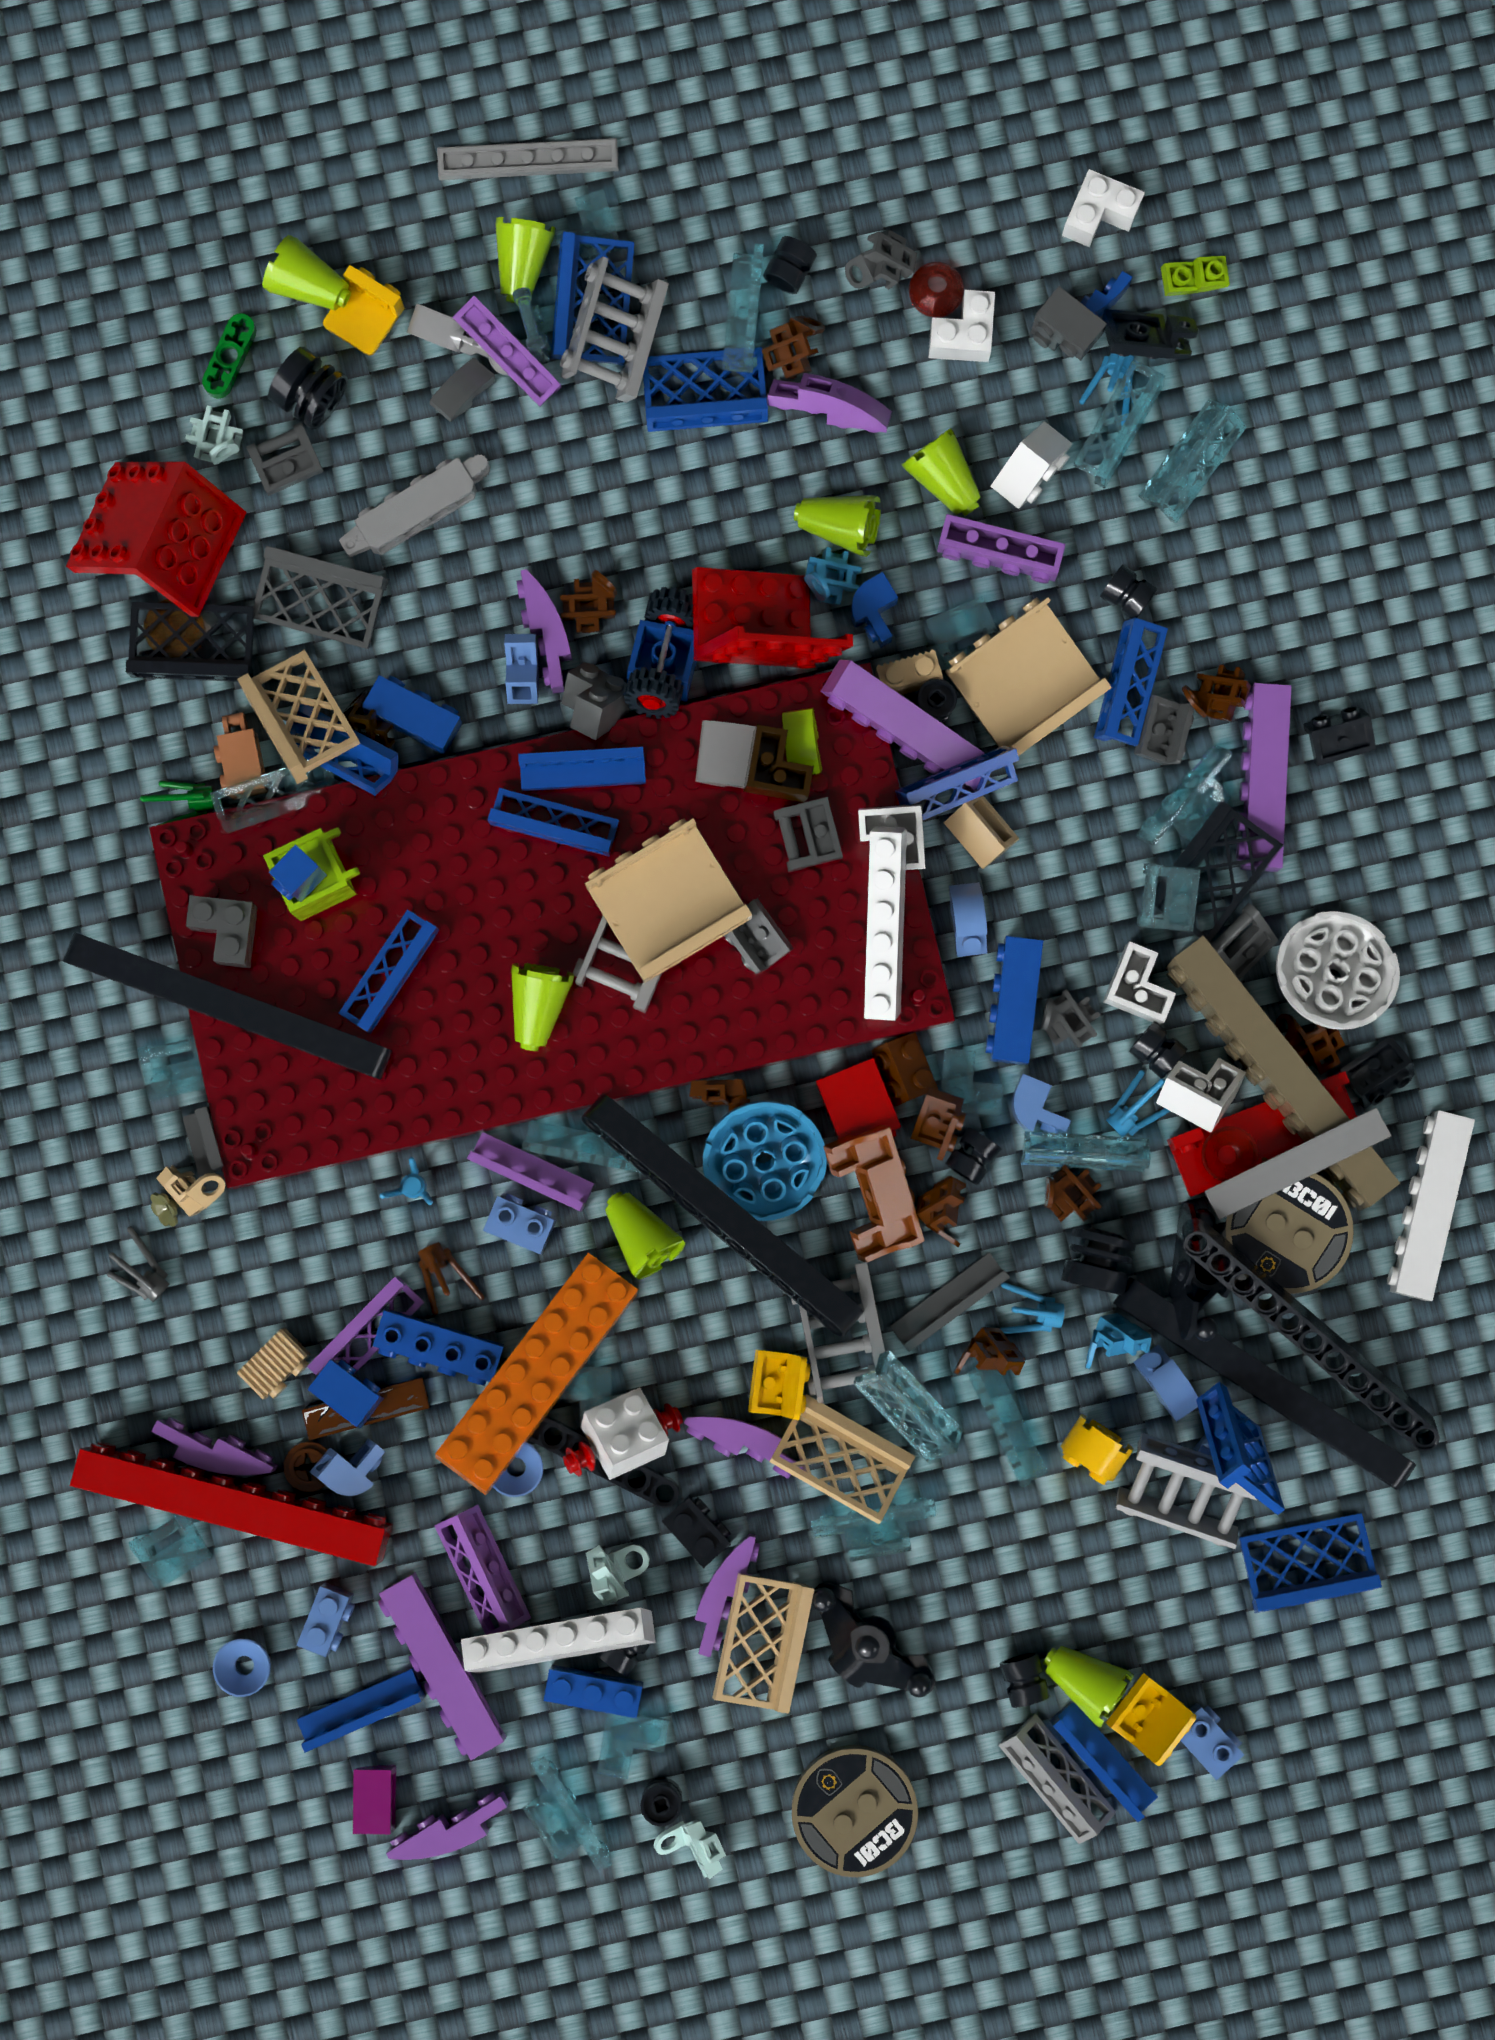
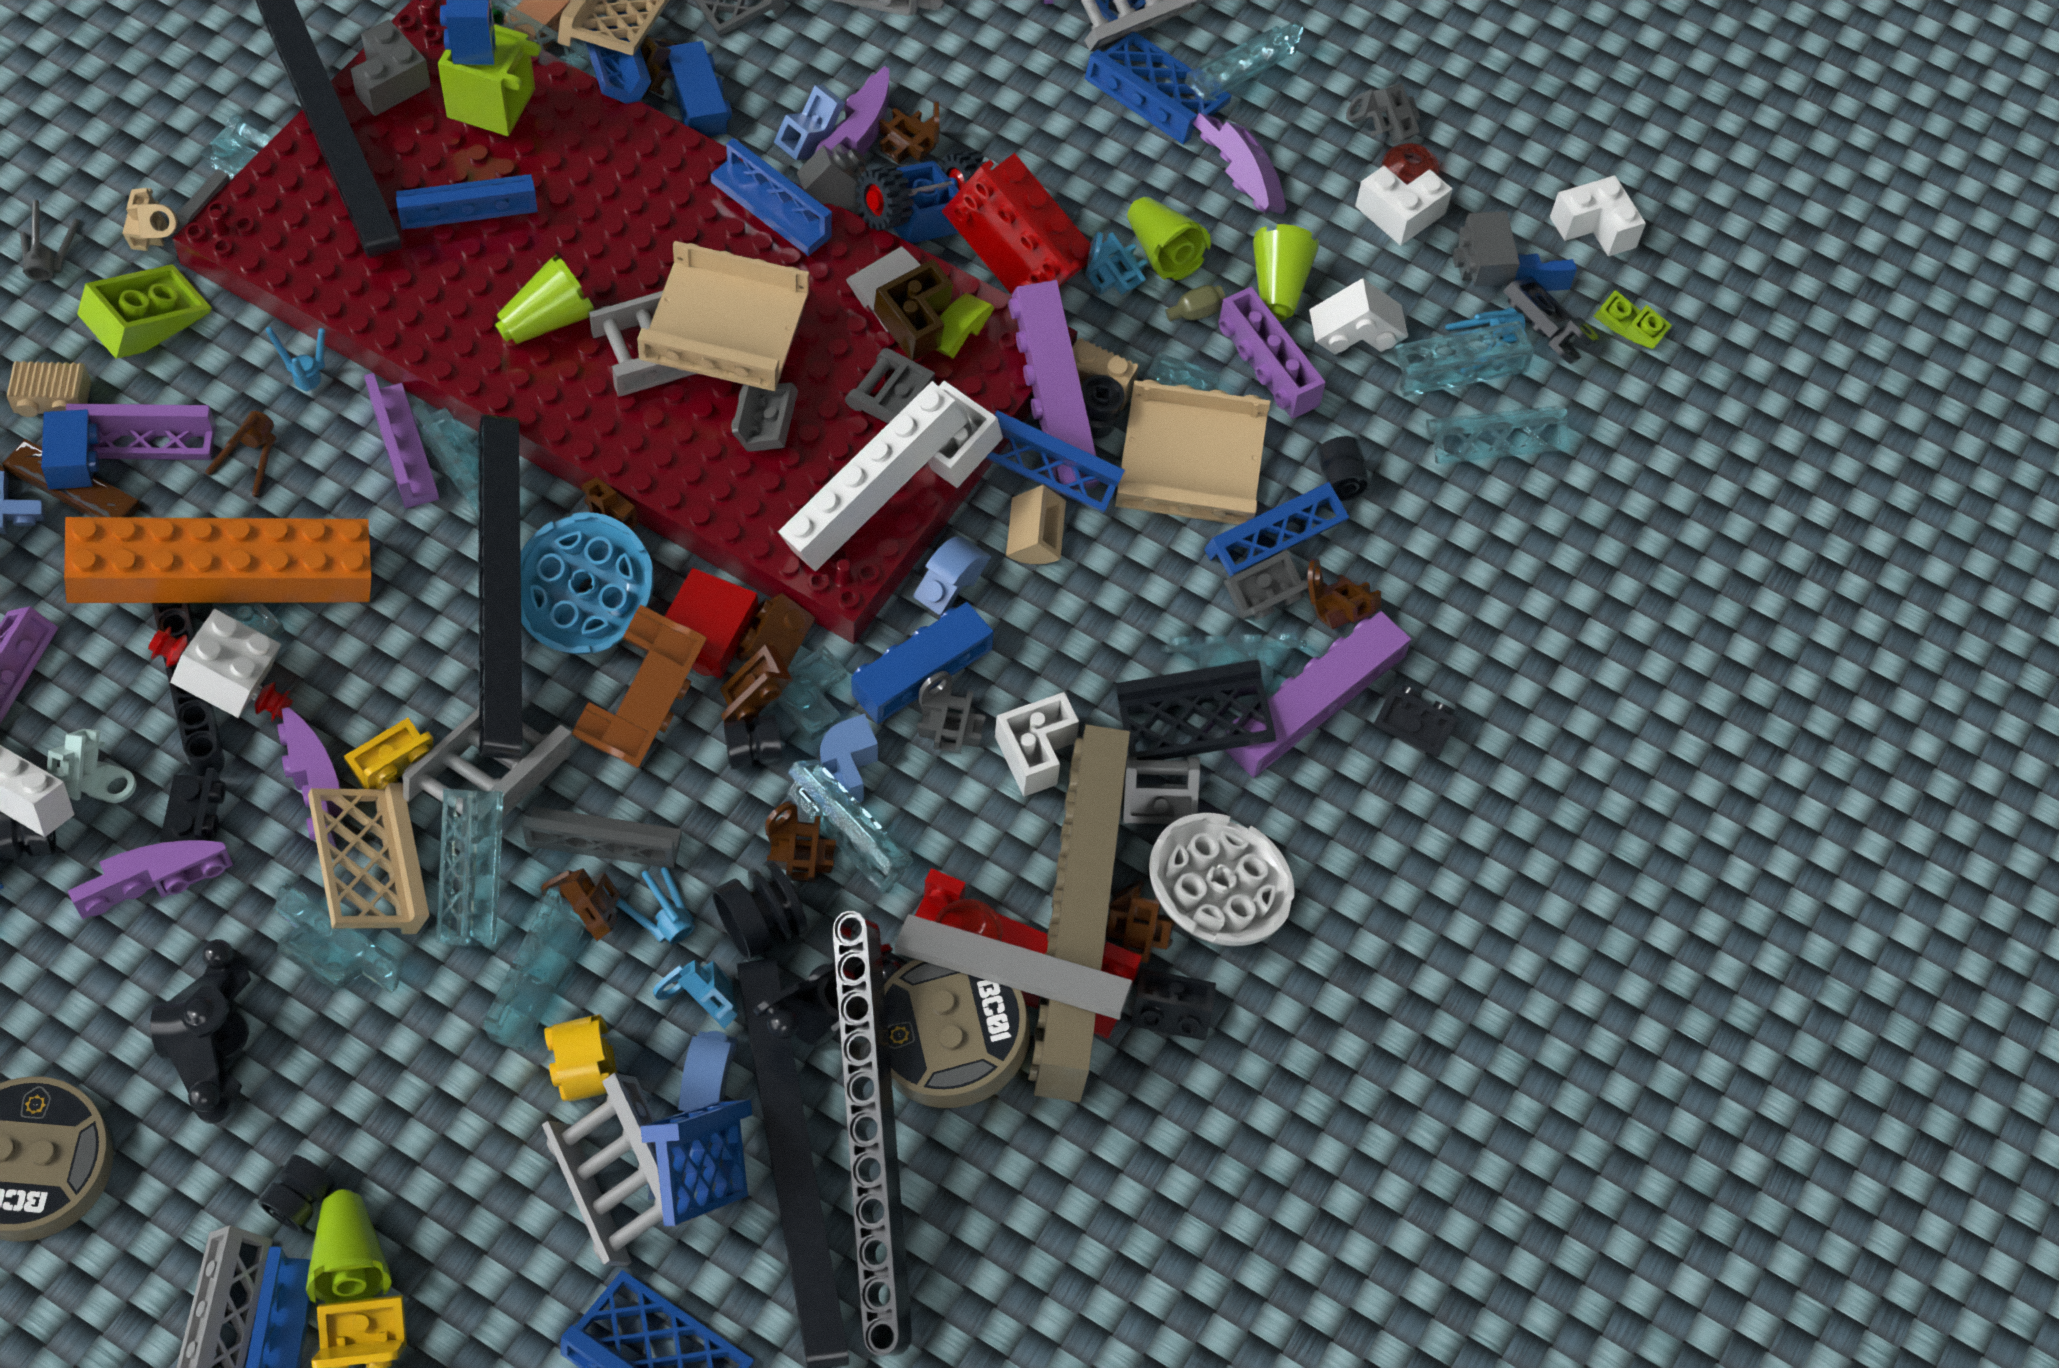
camera: 35 degrees right, 25 degrees down
(164, 1208) = (115, 225): olive plant -> none
(260, 1249) = (140, 309): none -> lime slope
(437, 1345) = (169, 470): blue brick -> none
(519, 1224) = (346, 465): medium blue brick -> none
(528, 1481) = (103, 618): medium blue piece -> none
(550, 832) = (694, 212): blue fence -> none
(641, 1235) = (422, 557): lime cone -> none
(788, 268) = (1311, 60): black wheel -> none
(789, 1642) = (137, 969): tan fence -> none
(797, 333) = (1247, 115): reddish brown piece -> none
(868, 603) = (1125, 306): blue brick -> none
(910, 550) = (1197, 303): none -> olive plant
(941, 1206) = (681, 748): reddish brown piece -> none
(1124, 1119) = (911, 834): dark azure plant -> none
(1158, 1050) = (999, 805): black wheel -> none
(1179, 897) = (1141, 697): clear light blue plate -> none
(1201, 1096) = (995, 864): white brick -> none
(1431, 1205) = (1103, 1154): white brick -> none

